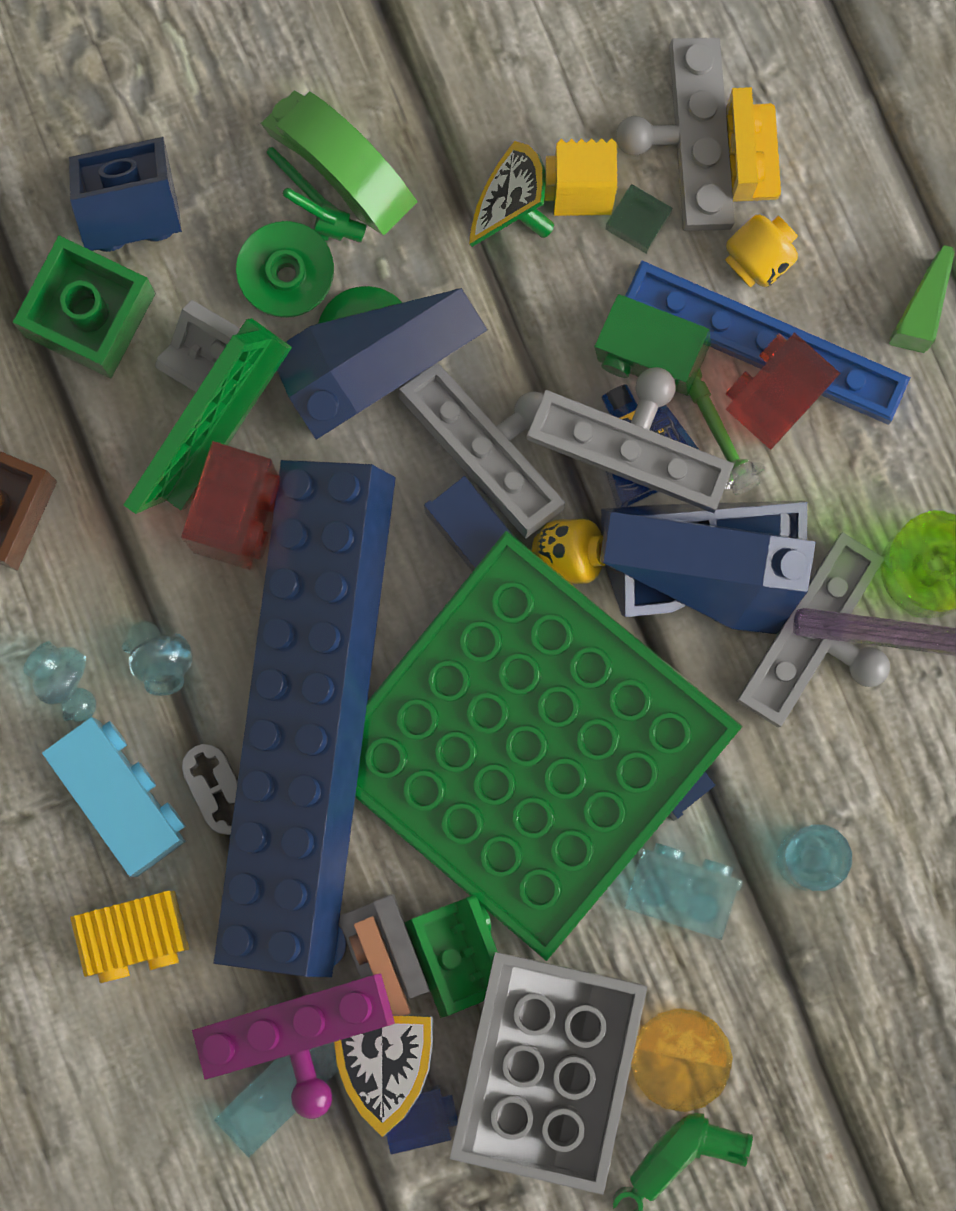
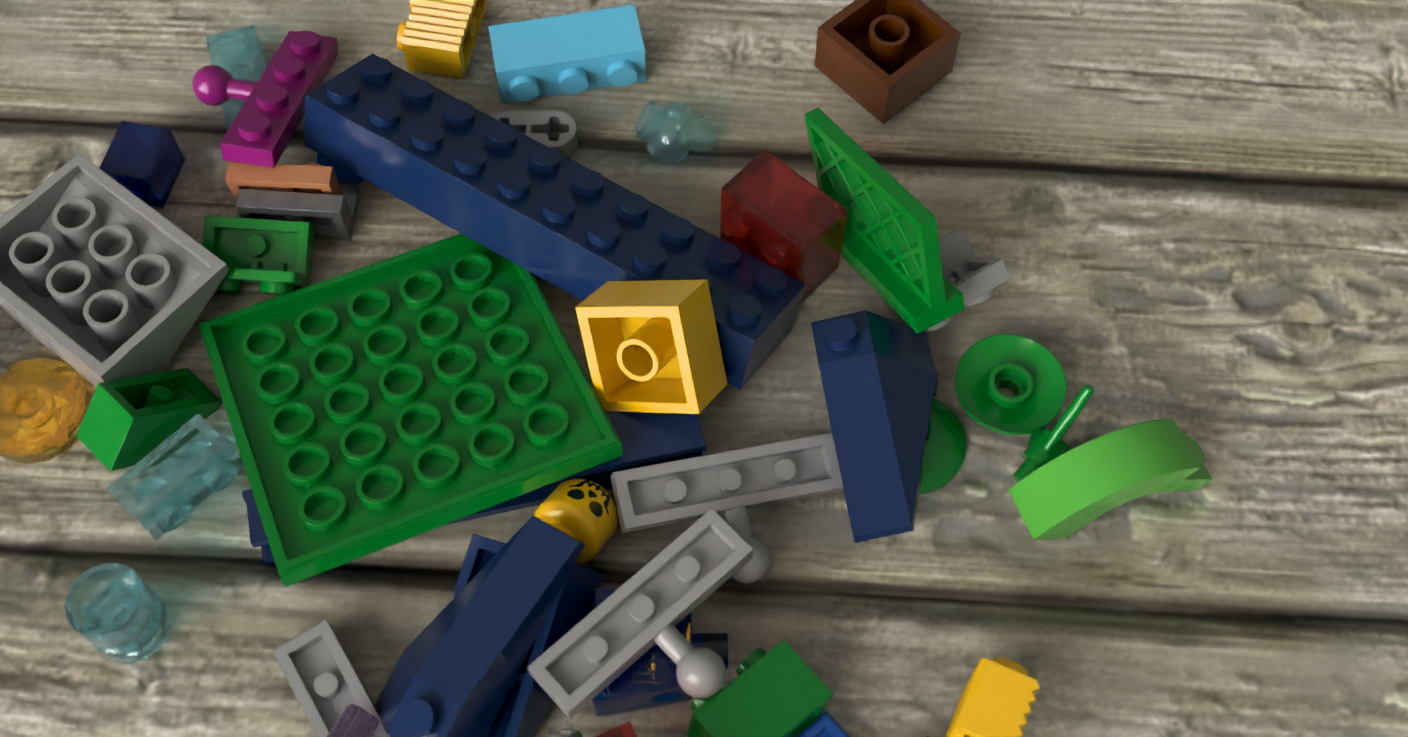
camera: 115 degrees right, 20 degrees down
(56, 679) = (701, 49): clear light blue animal -> none
(84, 306) = (1042, 190): green brick -> none
(124, 195) = (1150, 273): dark blue slope -> none
(386, 1069) = (190, 147): shield -> none
(410, 546) = (652, 346): none -> yellow brick
(512, 194) = (998, 634): shield -> none
(645, 950) = (141, 412): none -> green slope

